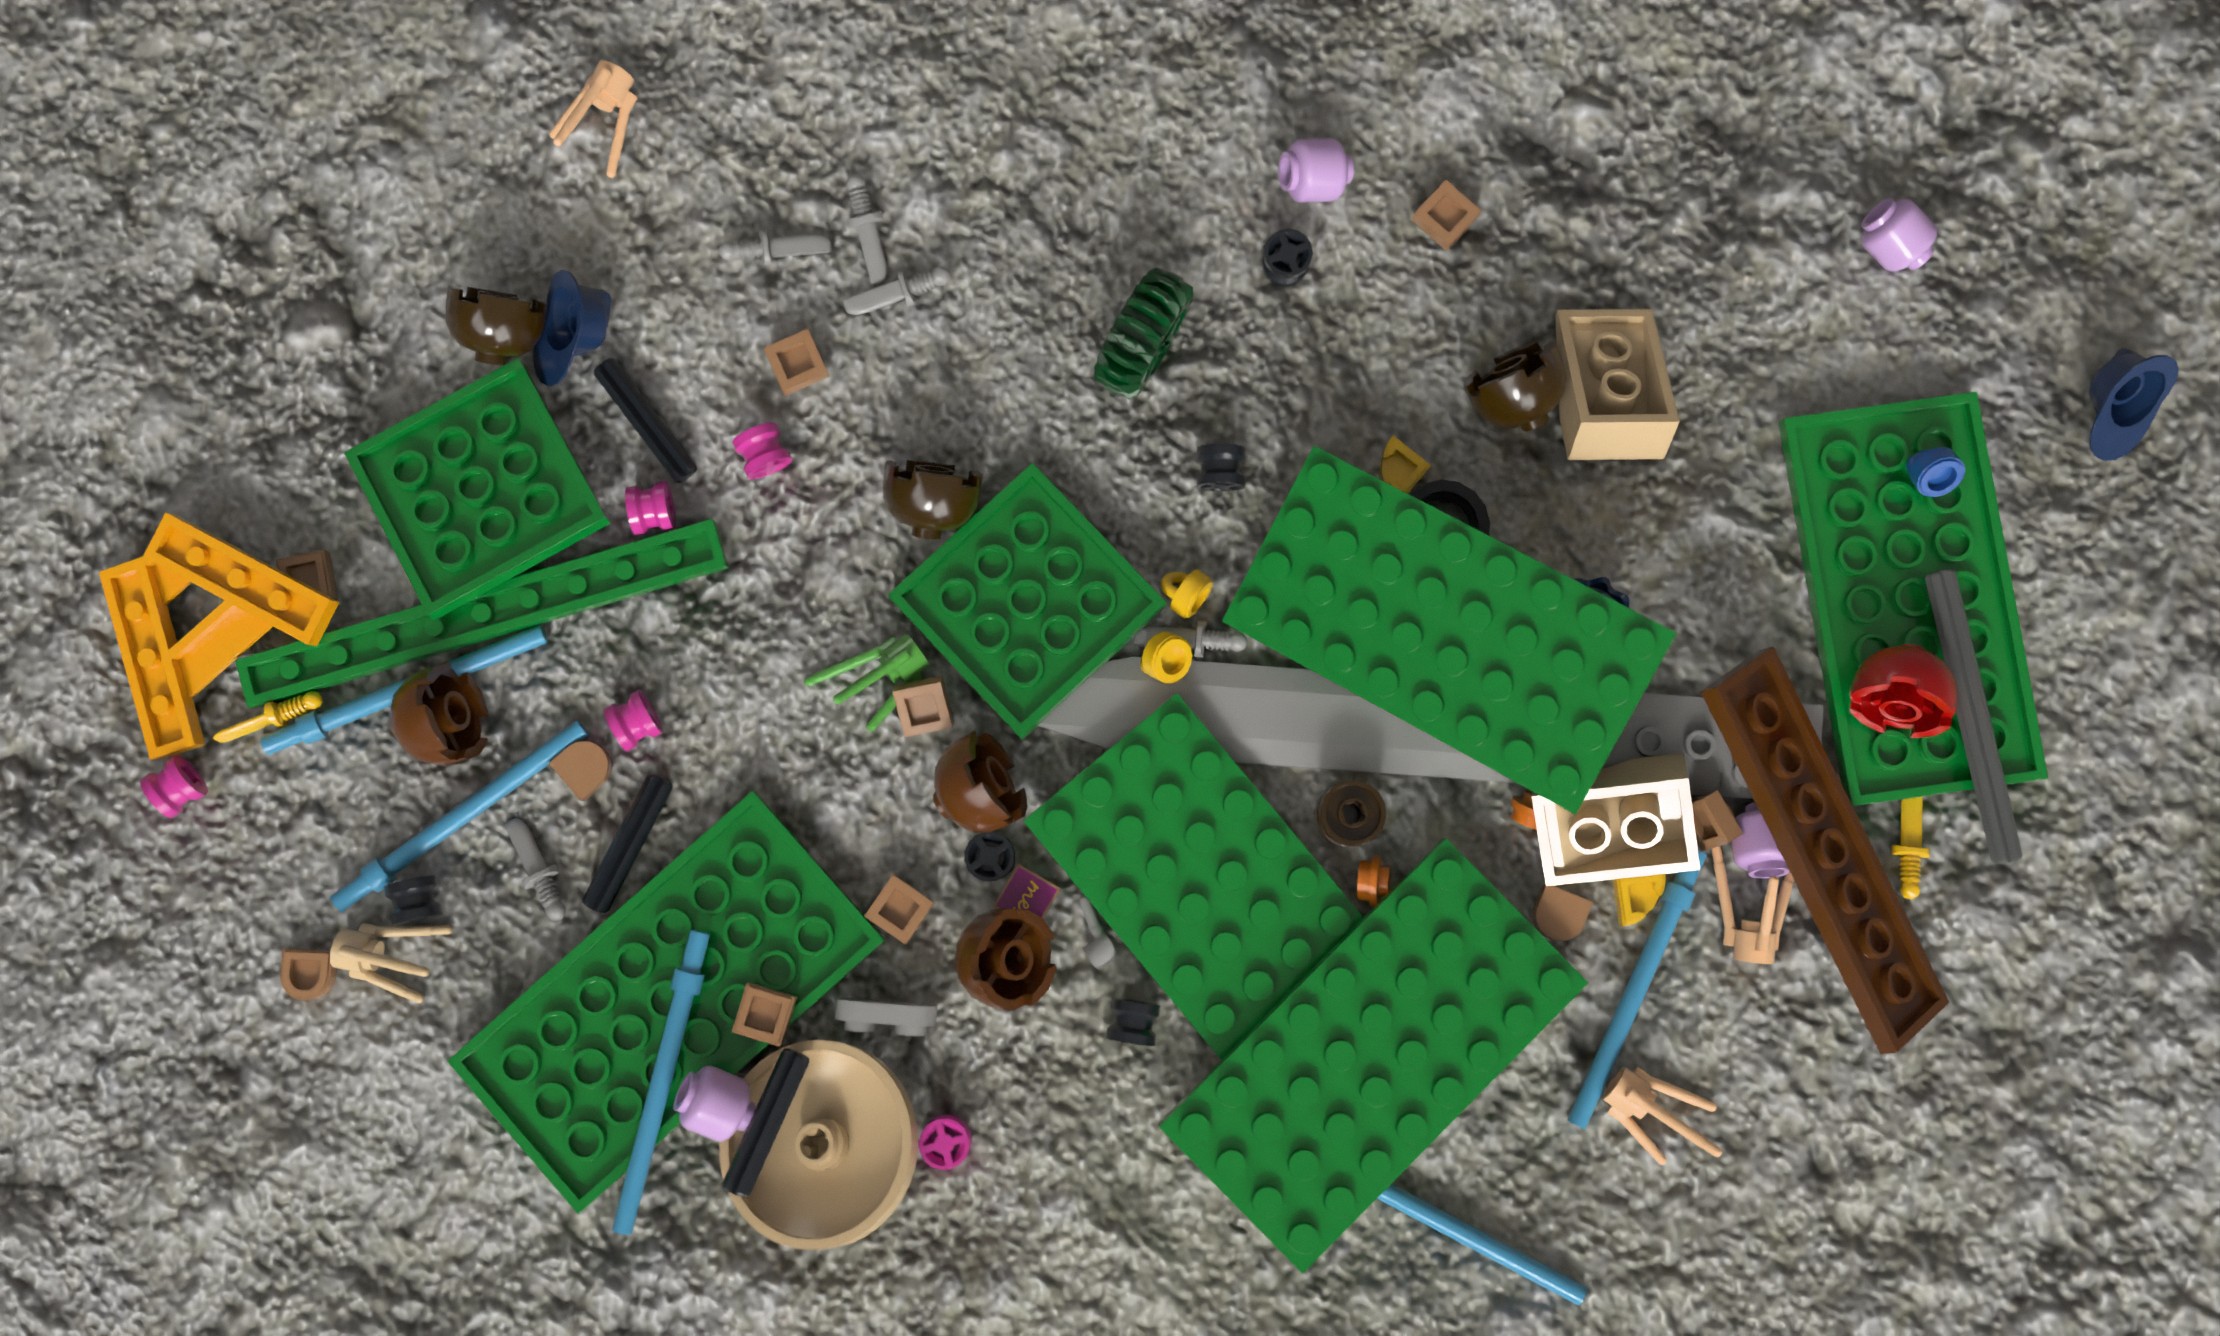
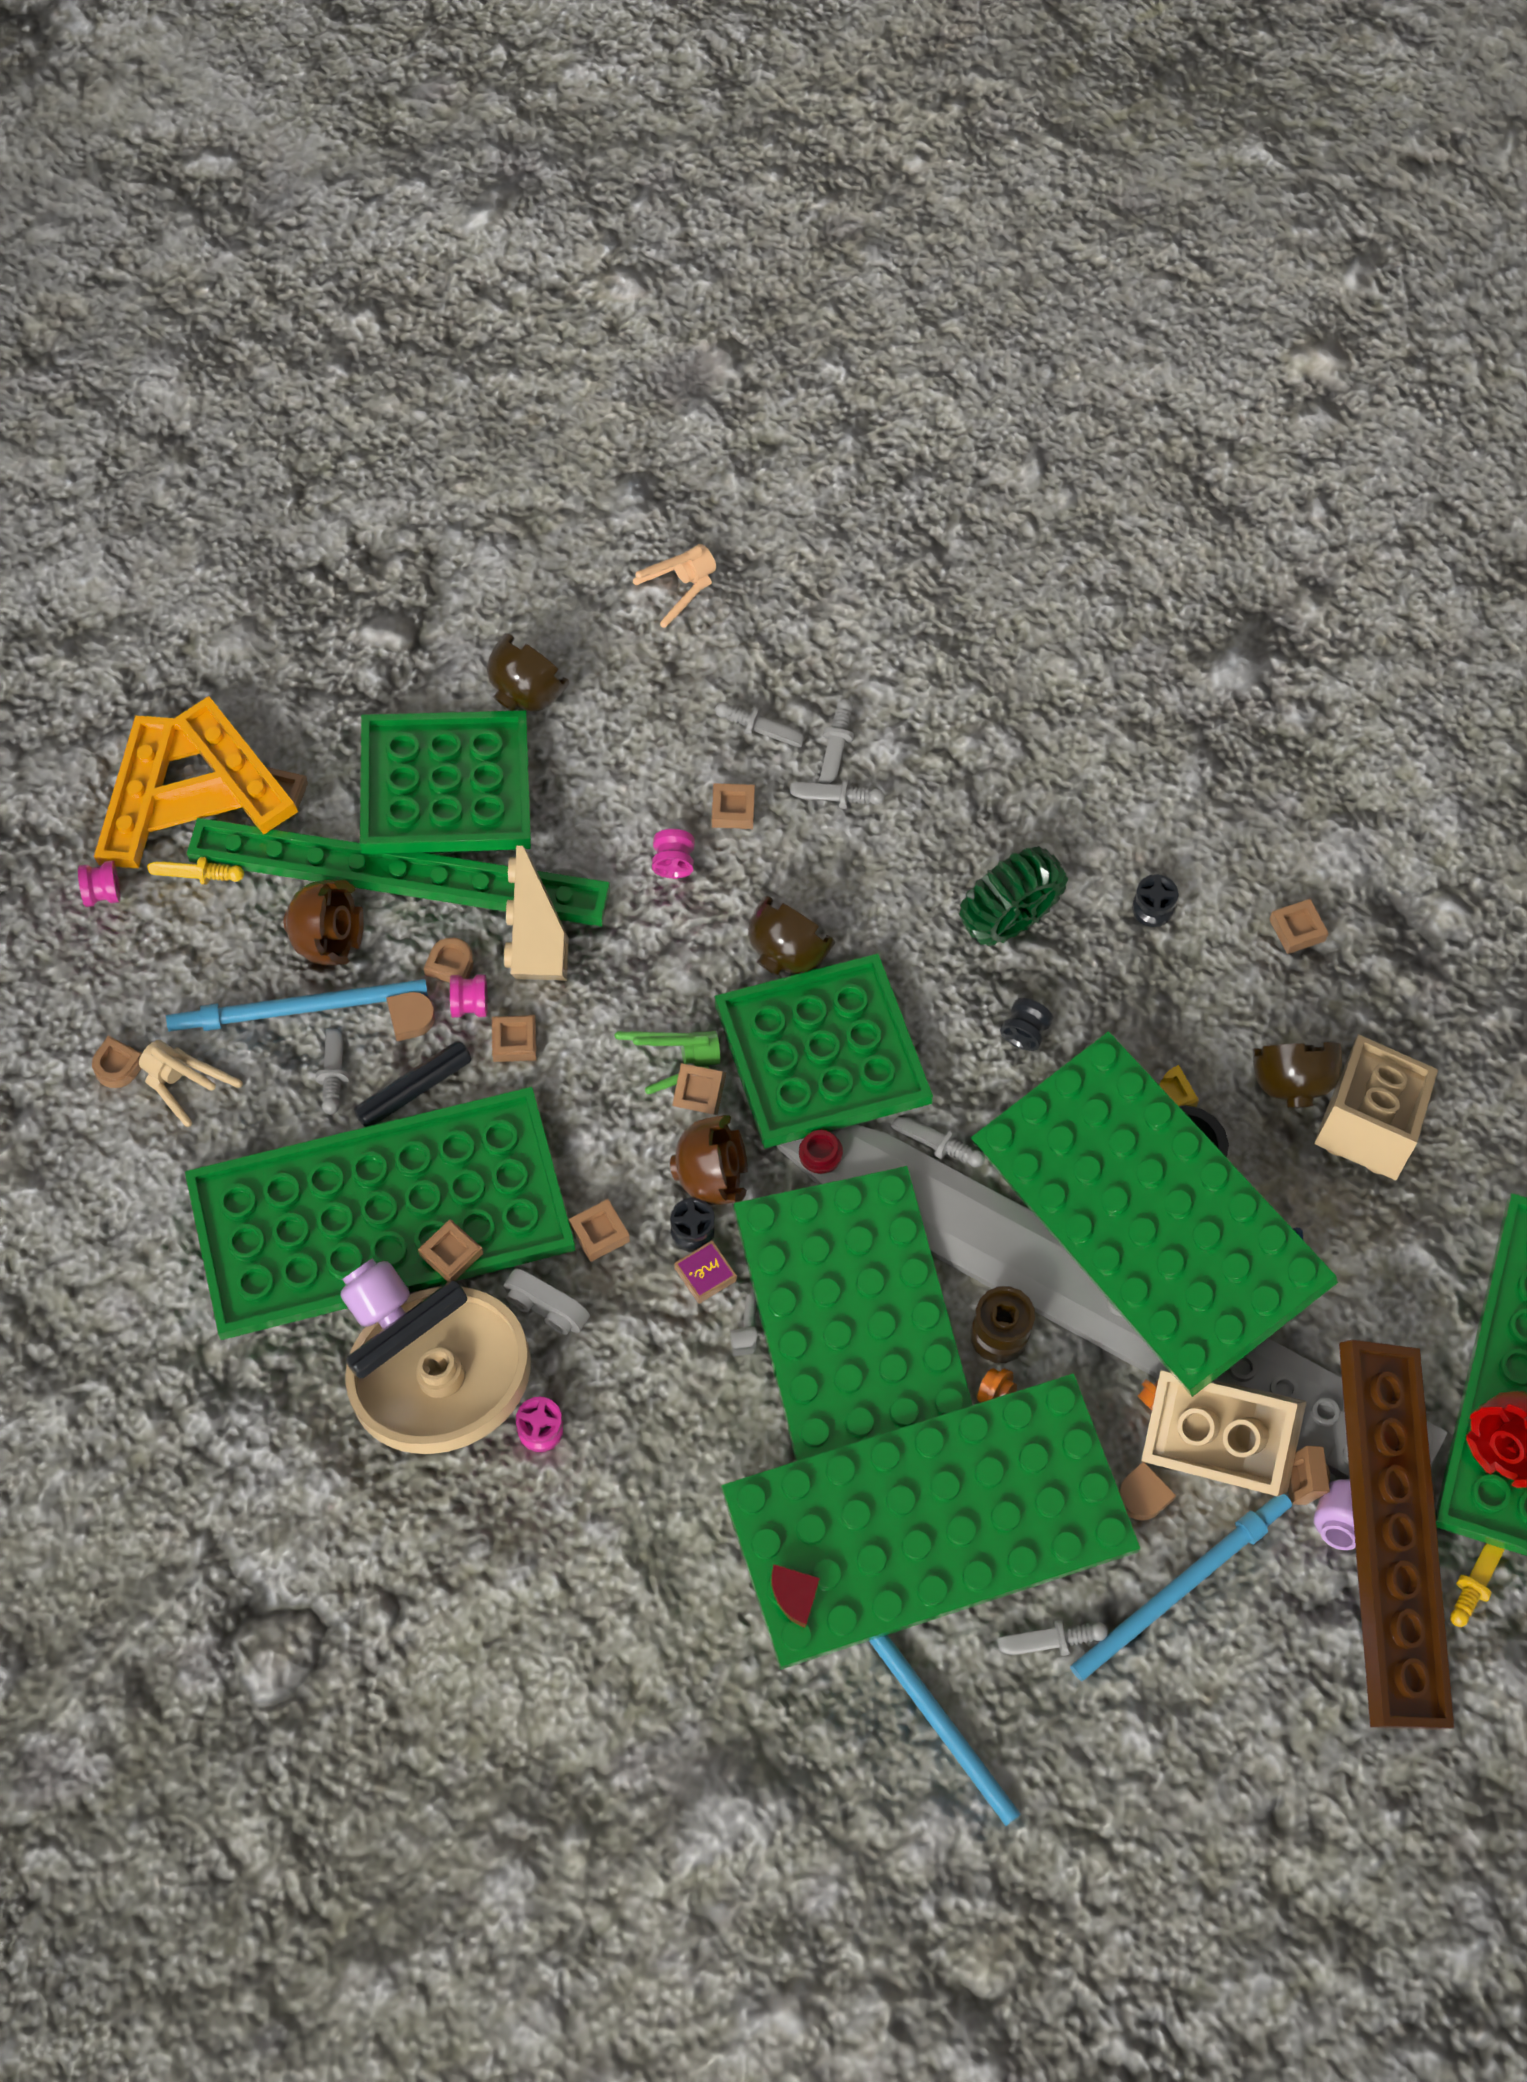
camera: 25 degrees right, 20 degrees down
(315, 725) = (226, 892): dark azure bar -> none
(413, 900) = (227, 1045): black wheel -> none
(573, 326) = (580, 707): dark blue piece -> none
(592, 685) = (449, 958): none -> medium nougat tile
(645, 420) = (595, 797): black axle -> none
(650, 508) = (566, 854): dark pink wheel -> none
(669, 617) = (538, 935): none -> tan slope
(686, 983) = (402, 1199): dark azure bar -> none
(703, 739) = (514, 1038): none -> medium nougat tile
(1005, 958) = (665, 1298): reddish brown cylinder -> none
(1081, 716) = (820, 1152): none -> dark red plate
(1133, 1021) = (742, 1403): black wheel -> none
(1166, 657) = (912, 1138): yellow tile -> none
(1190, 594) = (954, 1103): yellow tile -> none
(1284, 1206) = (794, 1593): none -> dark red tile
(1315, 170) = (1208, 848): lavender head -> none
(1539, 1102) = (1052, 1638): none -> light grey piece
(1631, 1095) = (1139, 1669): light nougat plant -> none
(1637, 896) = (1217, 1511): yellow tile -> none
(1755, 939) = (1303, 1592): light nougat plant -> none

